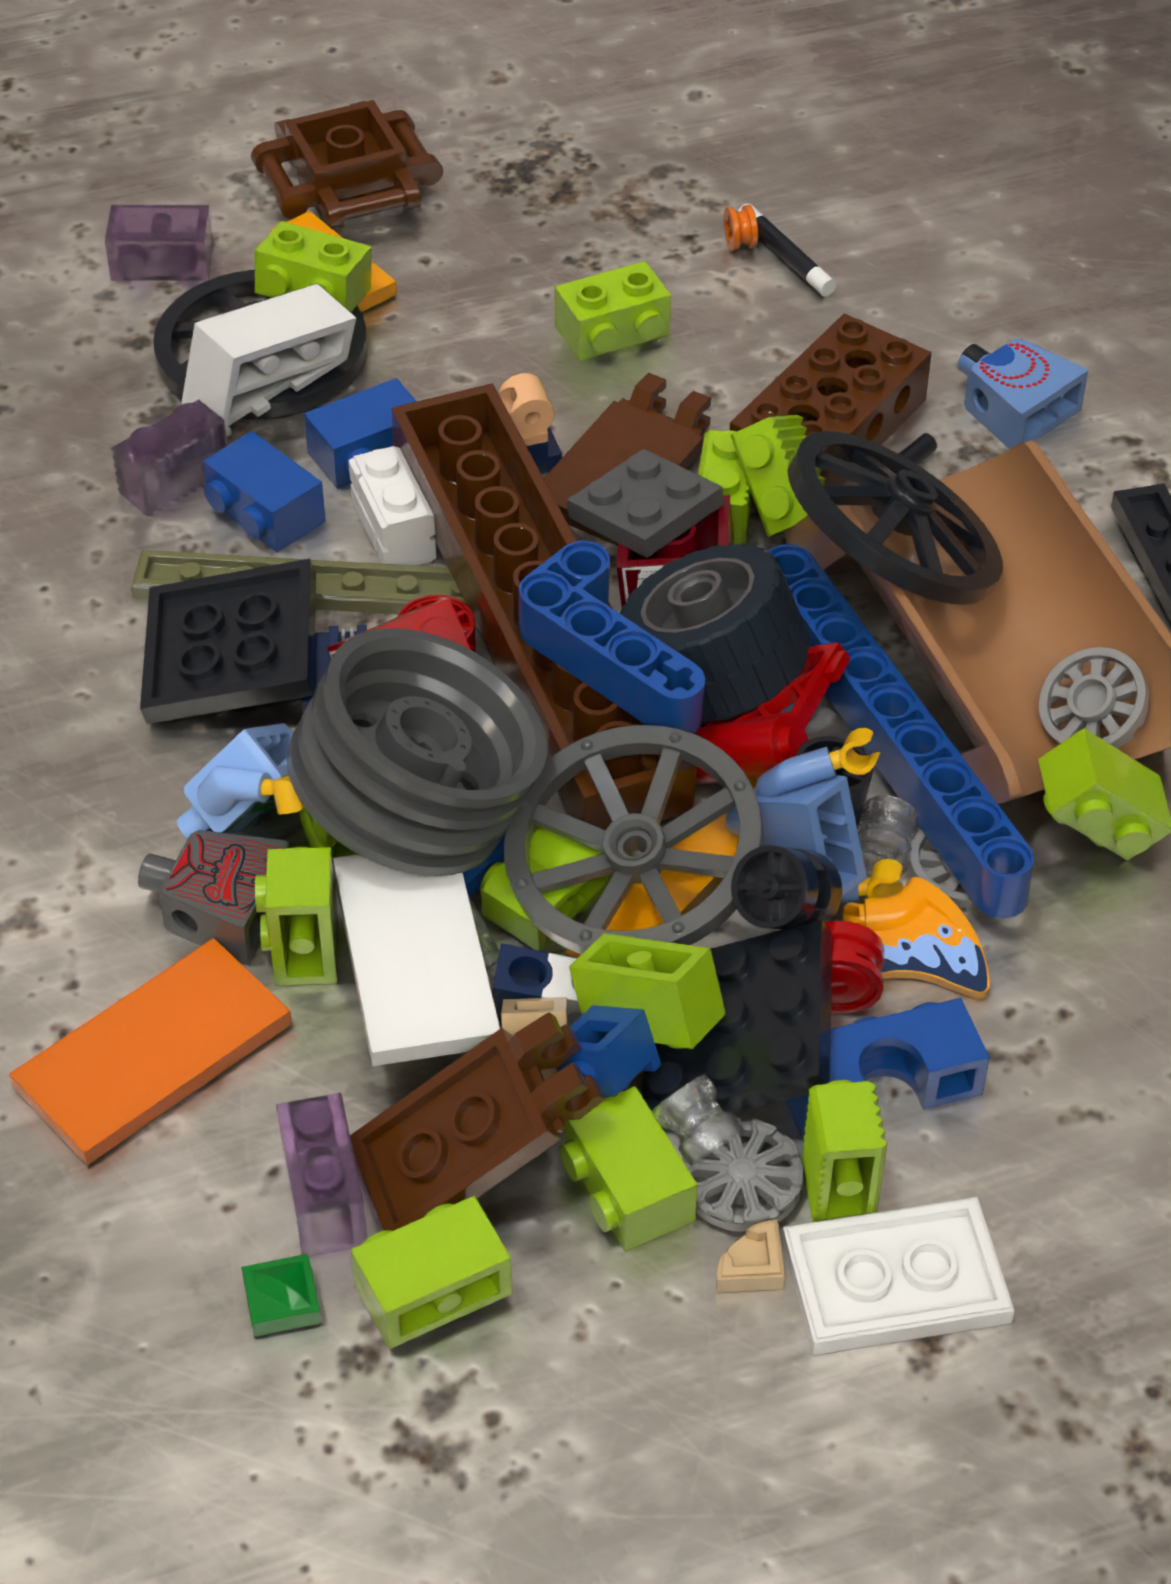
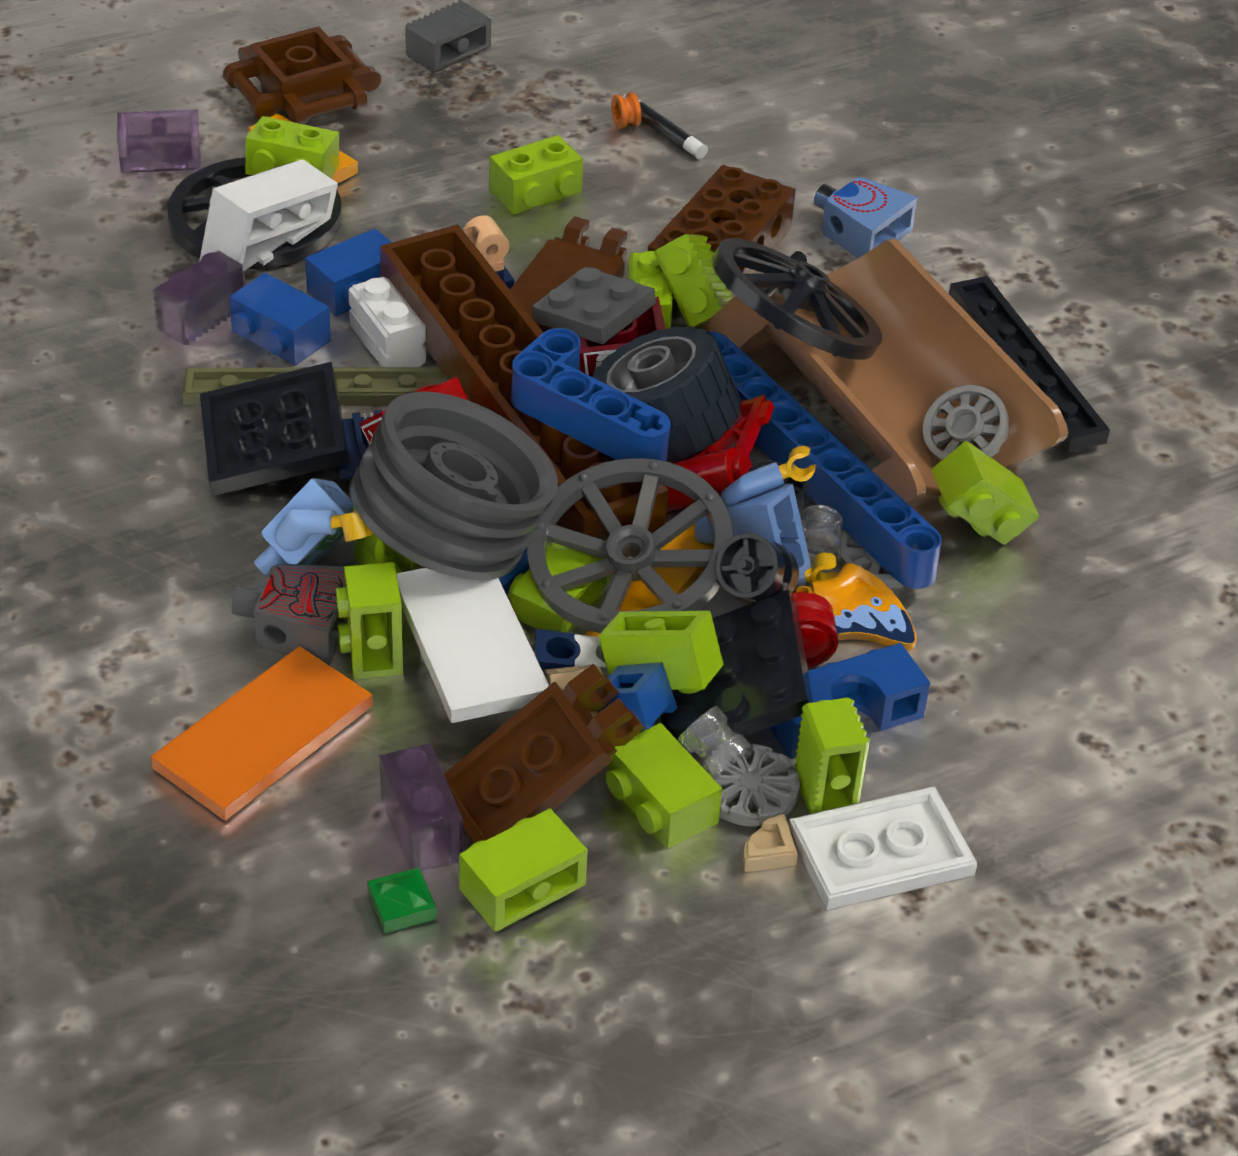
camera: 10 degrees left, 5 degrees down
(535, 115) = (447, 35): none -> dark grey brick

